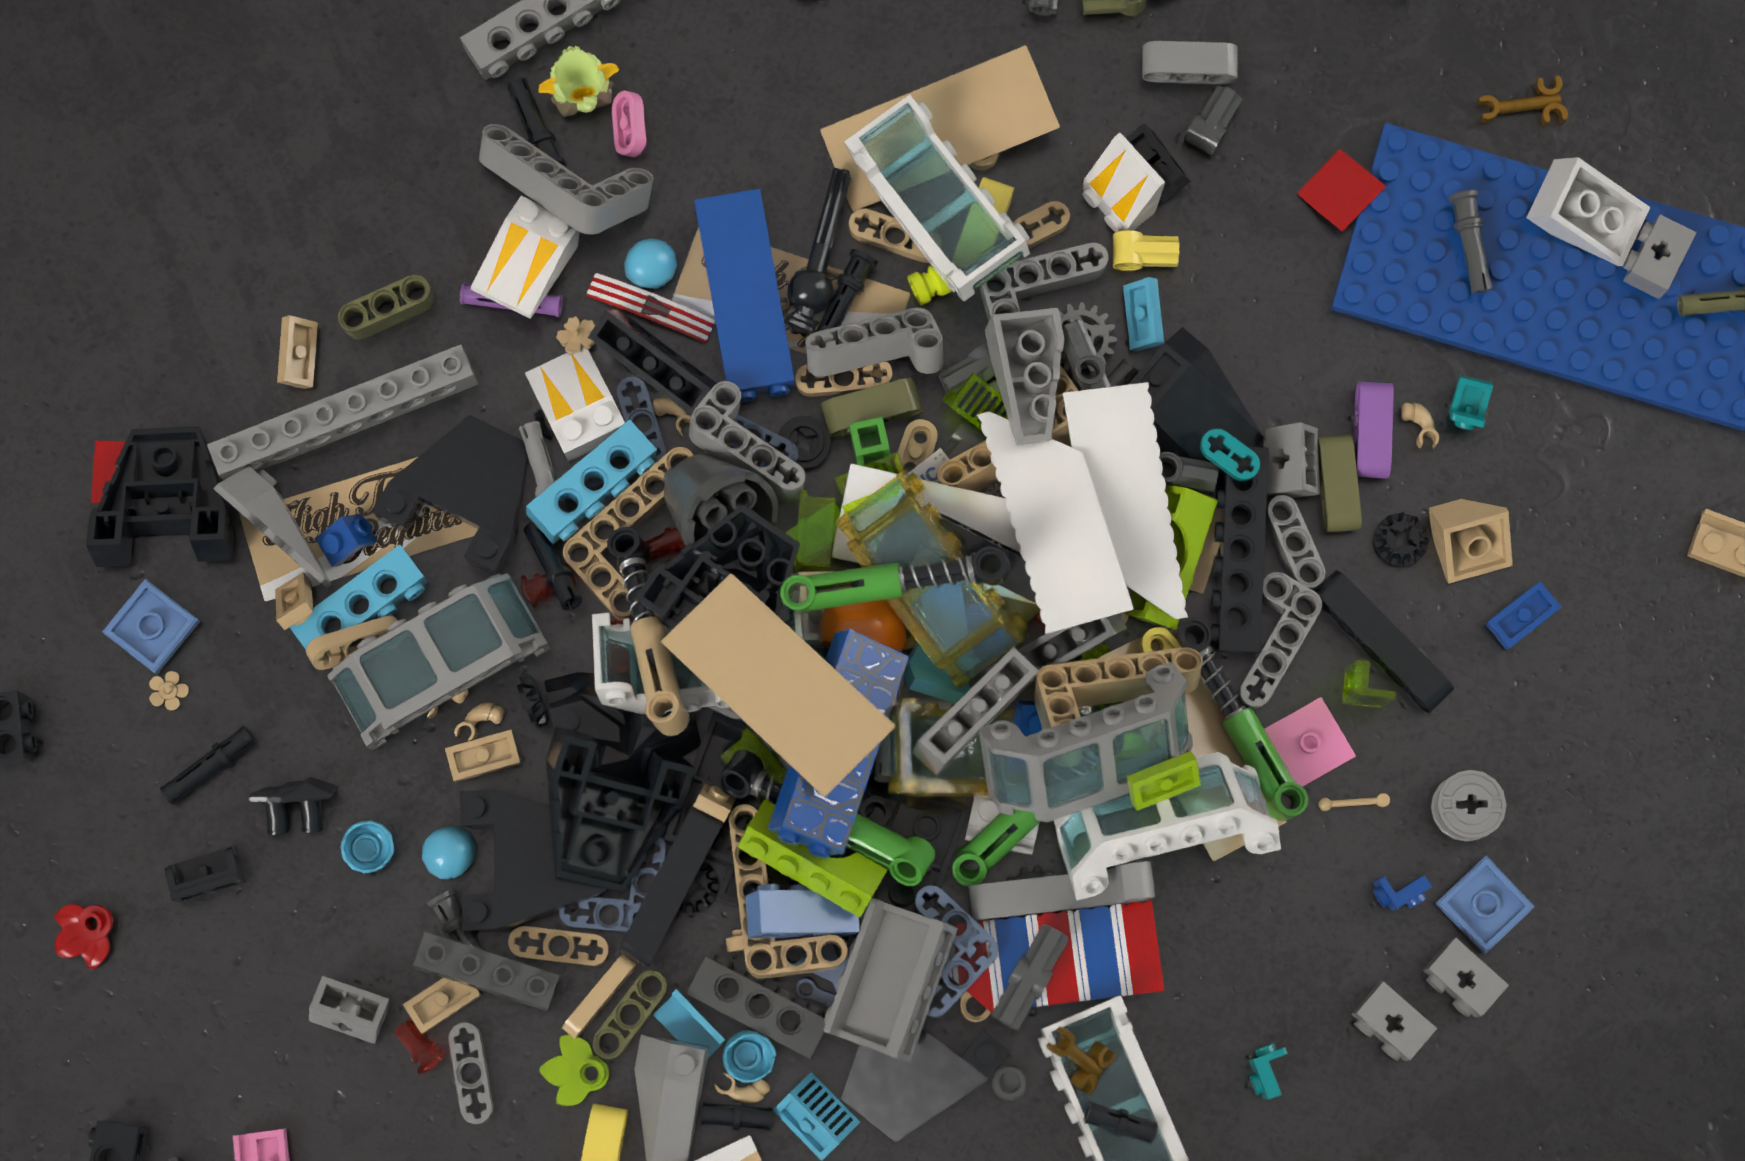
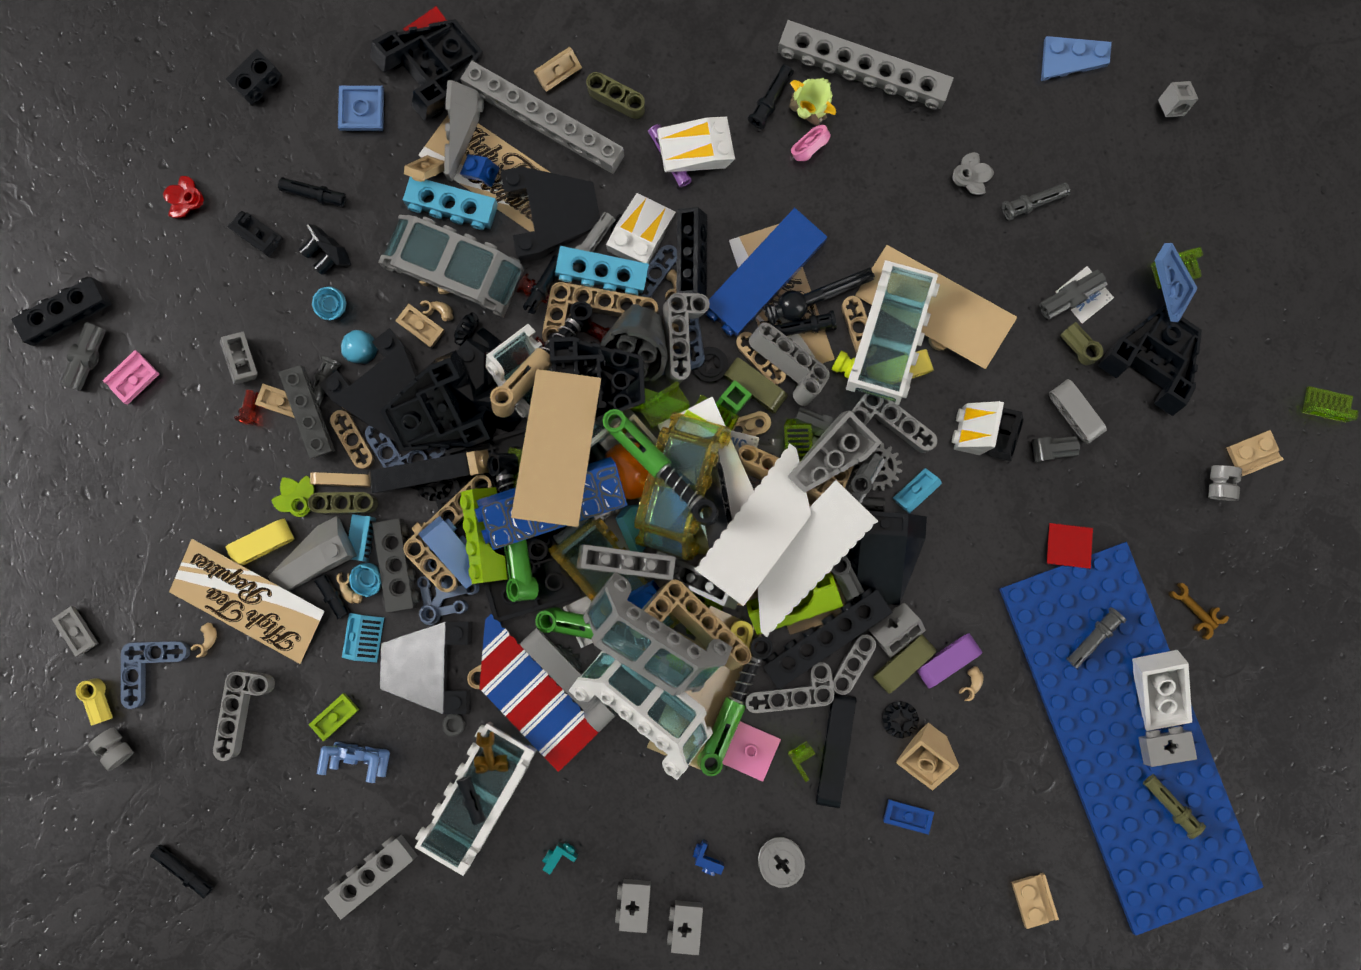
camera: 55 degrees right, 5 degrees up
(167, 691) = (335, 143): tan plant -> none
(325, 649) = (415, 206): tan beam -> none
(474, 1045) = (249, 461): light grey beam -> none
(559, 190) = (744, 135): light grey beam -> none
(576, 335) = (676, 202): tan plant -> none
(650, 263) = (744, 212): medium azure hair -> none
(651, 306) = (722, 230): sticker -> none
(889, 979) = (454, 623): light grey panel -> none
(963, 943) = (503, 647): sand blue beam -> none
(1030, 977) = (510, 696): dark grey piece -> none
(1040, 215) = (927, 394): tan beam -> none
(1134, 251) = (949, 460): light yellow piece -> none
(1163, 780) = (663, 691): lime plate -> none
(1235, 448) = (878, 594): teal beam -> none
(1381, 800) = (749, 811): tan hinge -> none
(1470, 402) = (1004, 702): teal bracket -> none
(1484, 904) = (734, 909): medium blue plate -> none

